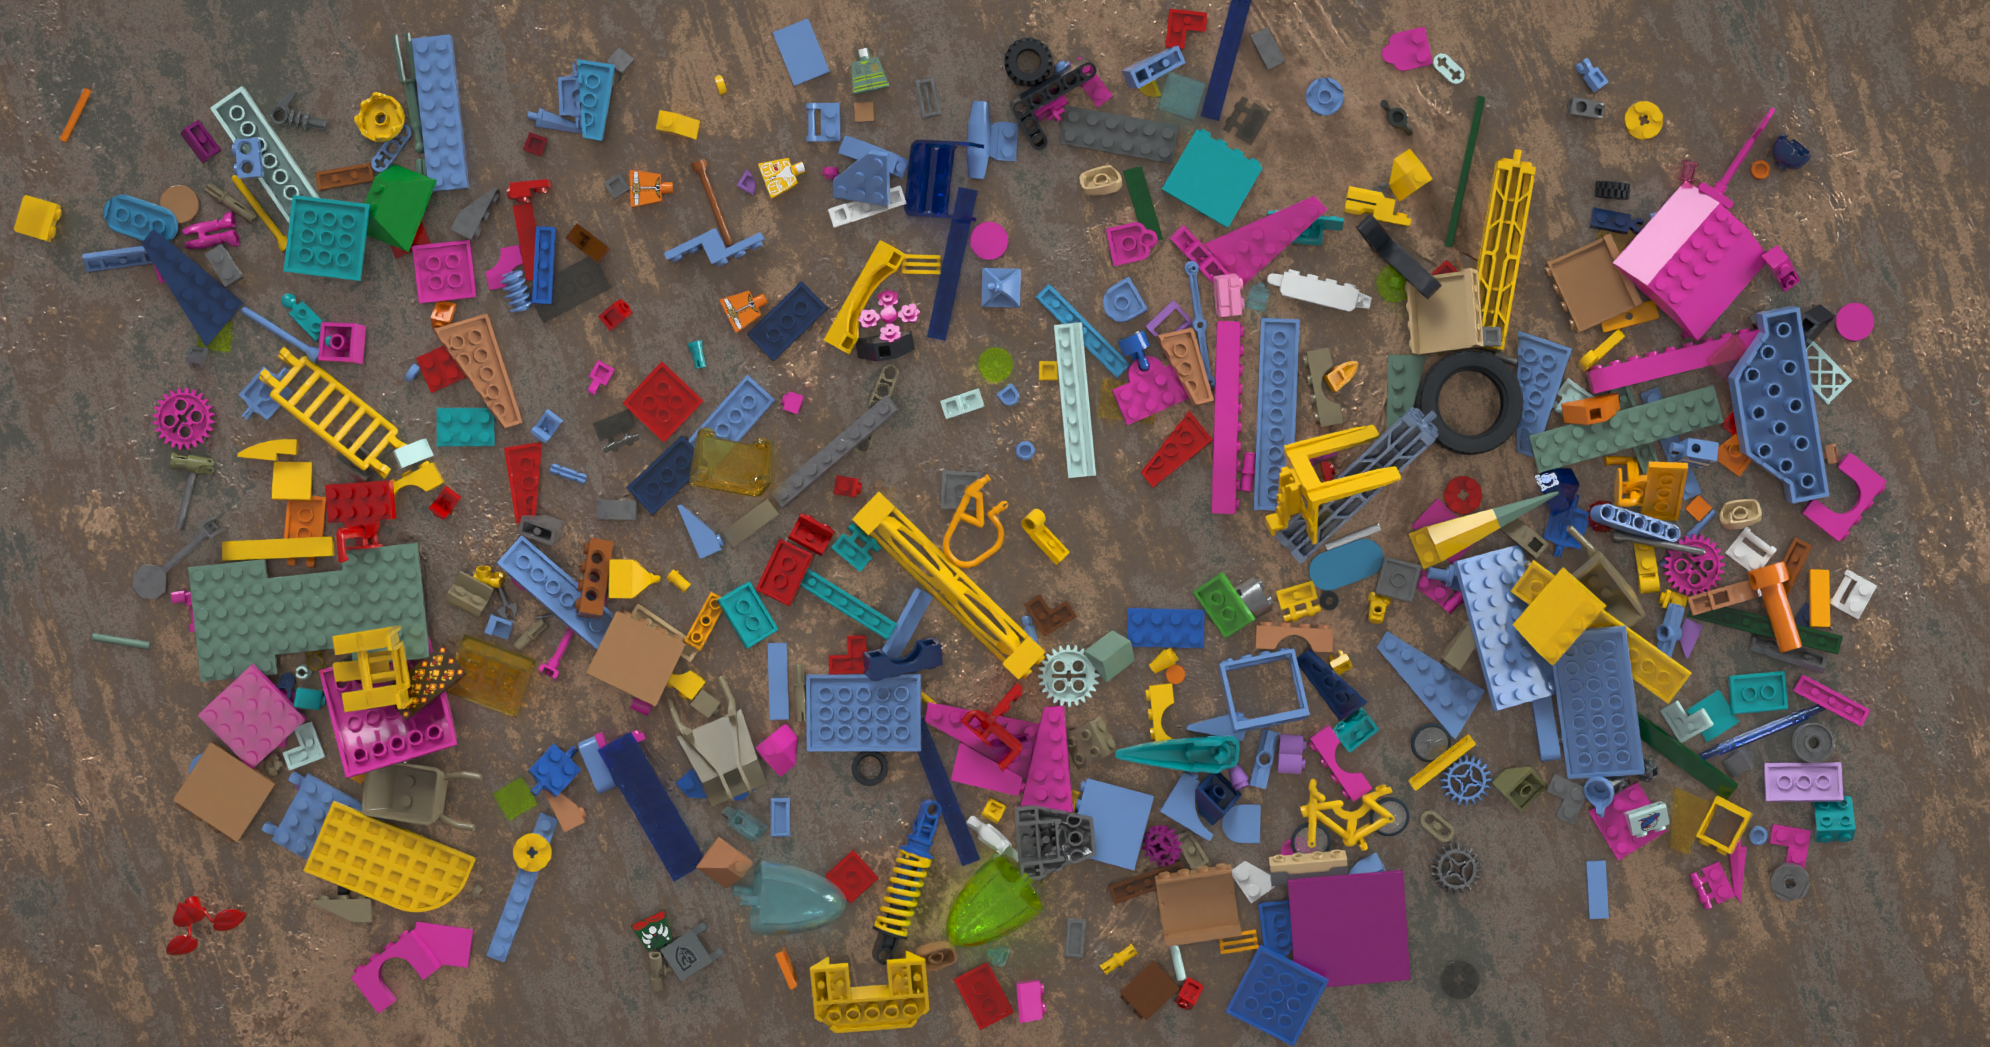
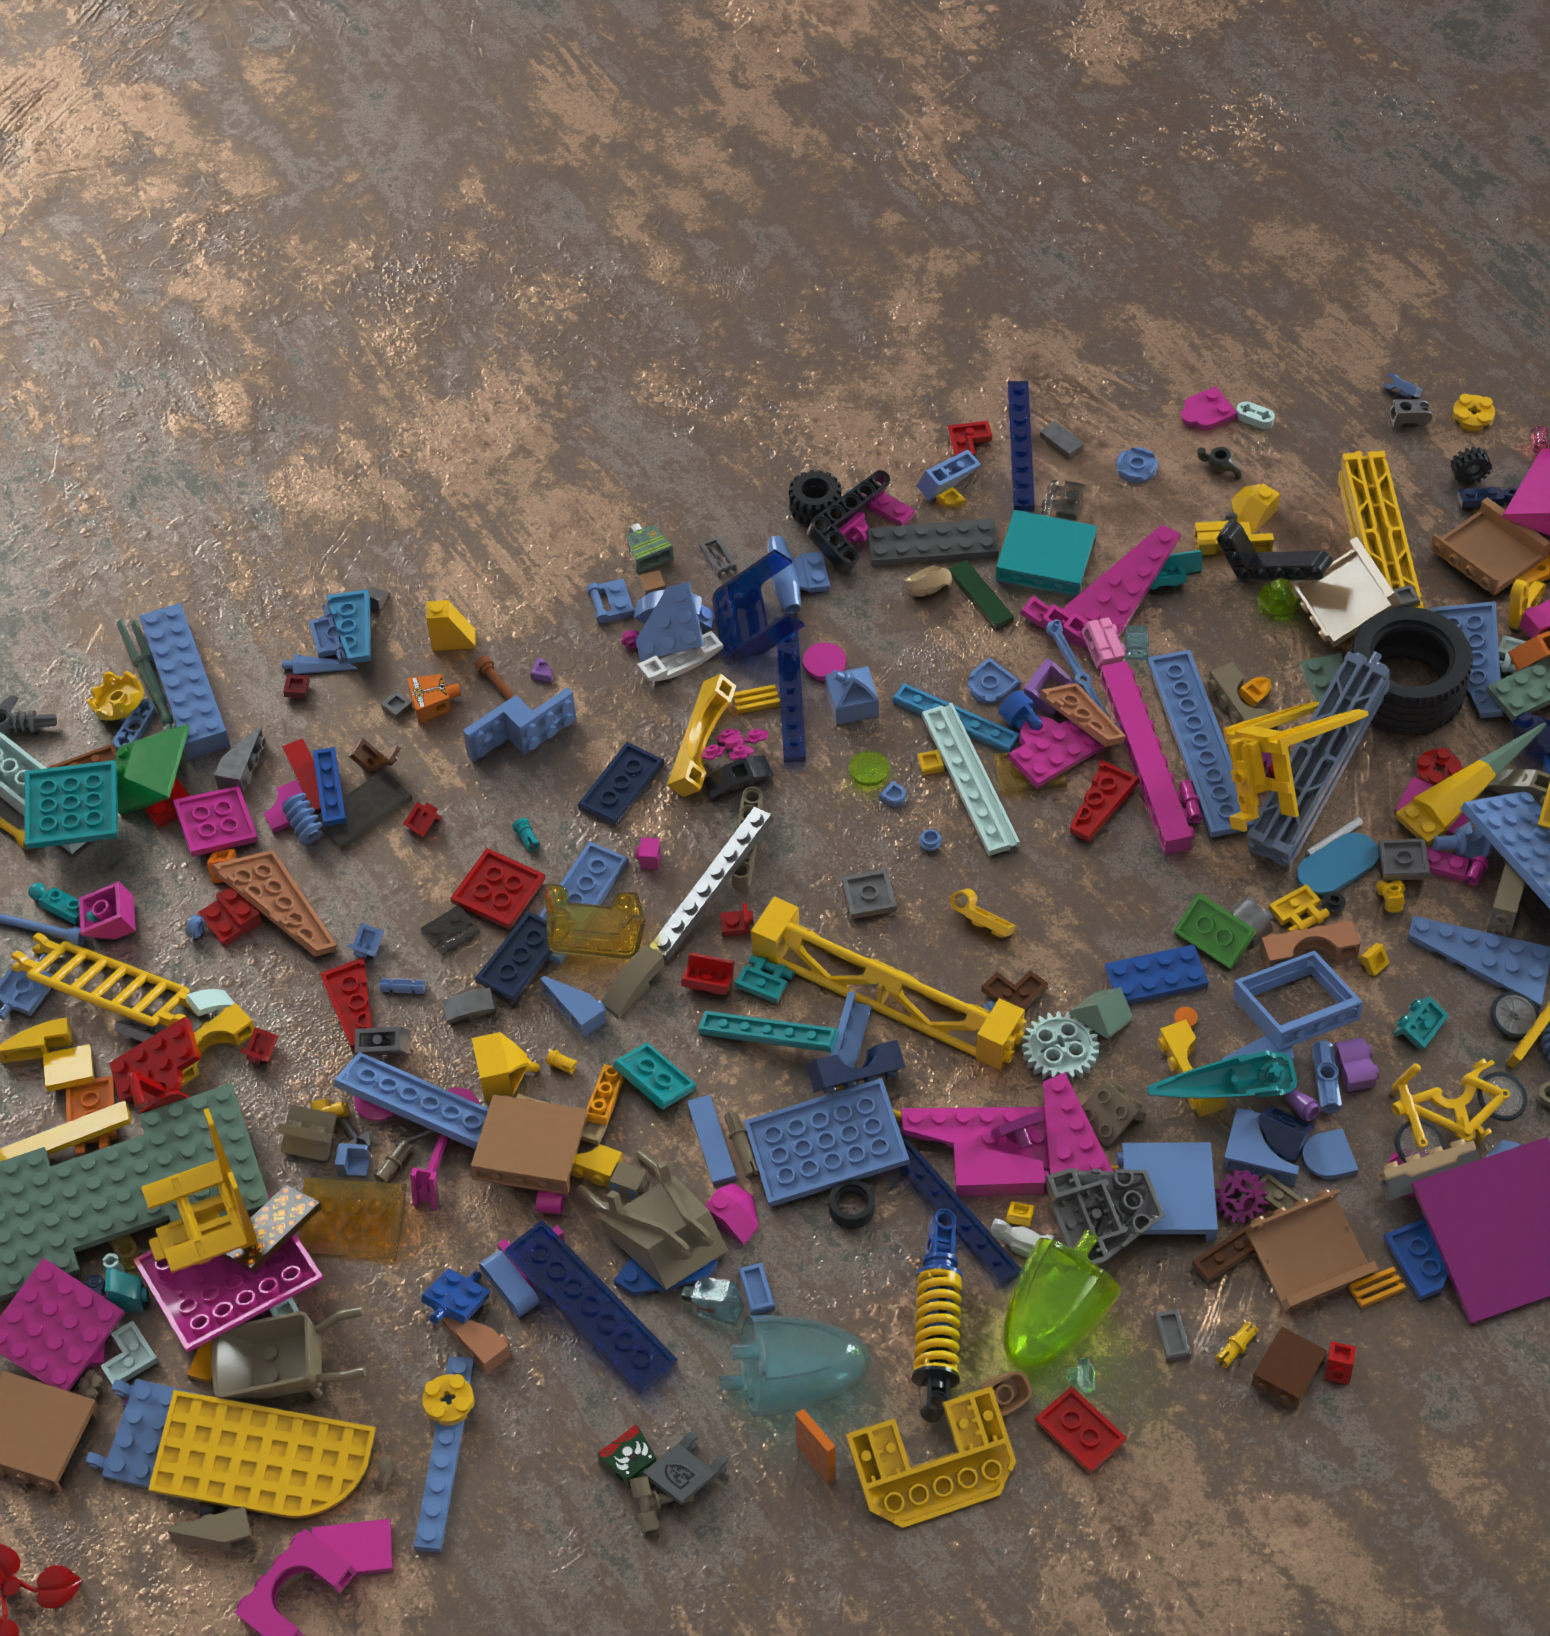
camera: 15 degrees left, 35 degrees down
(465, 427) = (270, 968): teal plate -> none
(515, 798) = (413, 1351): clear neon green piece -> none
(523, 190) = (296, 717): red plate -> none
(601, 375) = (418, 879): dark pink plate -> none
(603, 550) = (458, 1074): dark orange brick -> none
(720, 85) = (489, 590): yellow tile -> none
(724, 863) = (700, 1353): nougat slope -> none
(743, 309) = (566, 780): orange torso -> none
(780, 175) = (576, 652): yellow torso -> none
(784, 572) = (687, 1022): red tile -> none
(801, 52) = (569, 548): medium blue tile -> none
(852, 876) = (872, 1327): red plate -> none
(853, 661) = (797, 1088): red plate -> none
(962, 403) = (845, 814): light aqua slope -> none
(973, 491) = (884, 882): light orange piece -> none
(990, 725) = (982, 1102): red plate -> none
(1029, 1000) = (1140, 1415): dark pink slope -> none
(1130, 242) = (979, 625): dark pink plate -> none
(1164, 660) = (1167, 1005): yellow cone -> none
(1177, 962) = (1309, 1327): light aqua piece -> none
(1181, 96) = (987, 492): clear light blue brick -> none
(1252, 880) = (1369, 1215): white wing -> none
(1276, 995) = (1451, 1330): blue plate -> none
(1319, 292) = (1200, 622): white hinge -> none
(1333, 689) = (1376, 983): dark blue wing -> none
(1354, 784) = (1392, 1045): dark pink arch -> none
(1464, 172) = (1309, 487): dark green tile -> none

